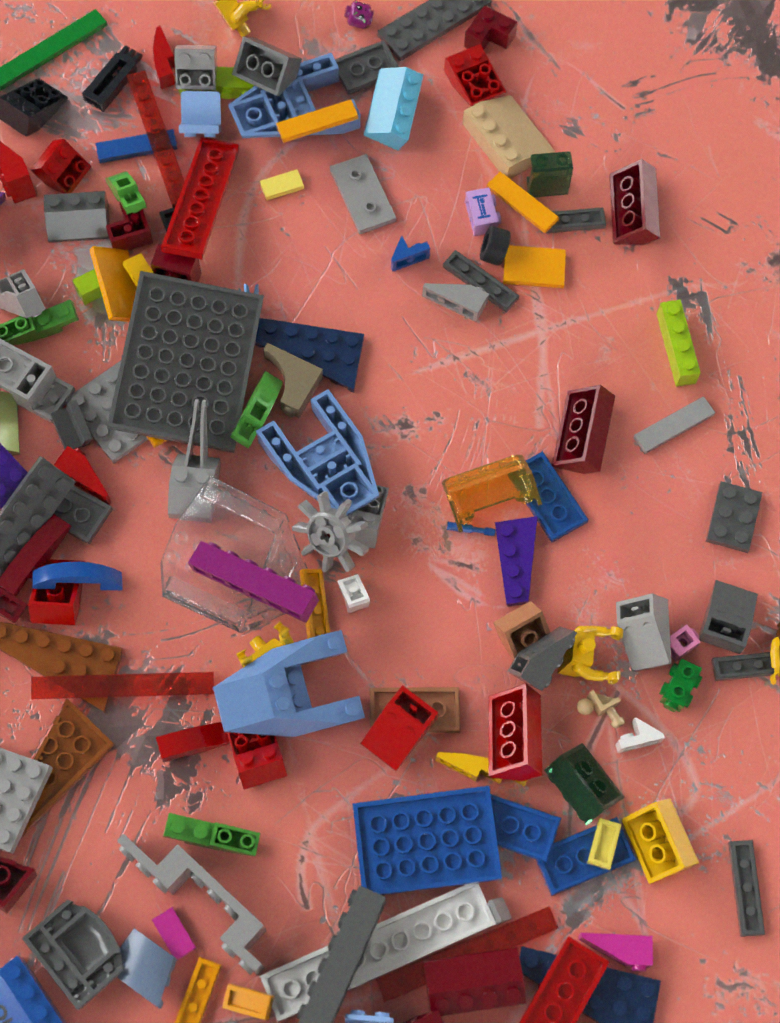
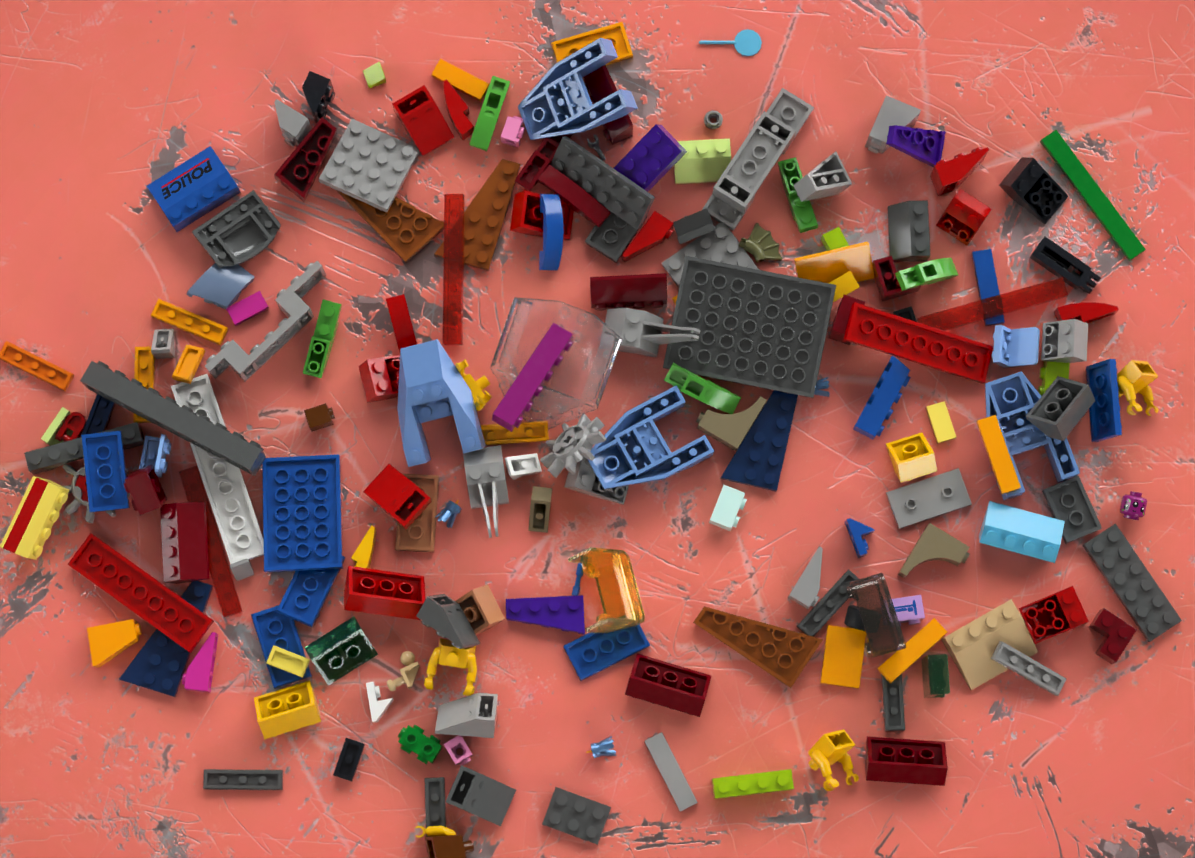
camera: 95 degrees right, 10 degrees up
(91, 361) = (761, 245): none -> olive arm
(147, 490) = (628, 291): none -> dark red slope
(259, 236) = (882, 398): none -> blue wedge
(270, 29) = (1105, 411): none -> blue plate
(308, 831) = (319, 417): none -> reddish brown brick
(321, 207) = (912, 457): none -> yellow slope
(376, 628) = (486, 481): none -> light grey slope
(387, 380) = (727, 507): none -> light aqua brick
(401, 571) = (540, 509): none -> dark tan slope
(408, 667) = (451, 510): none -> flat silver piece
(413, 189) = (935, 545): none -> dark tan arch
(490, 219) = (877, 615): none -> clear smoke windscreen
(530, 99) = (1028, 668): none -> light grey tile
(532, 333) = (770, 647): none -> dark orange wing
(636, 269) = (829, 750): none -> yellow torso
(662, 497) = (602, 748): none -> flat silver piece
(708, 764) = (349, 759): none -> black plate

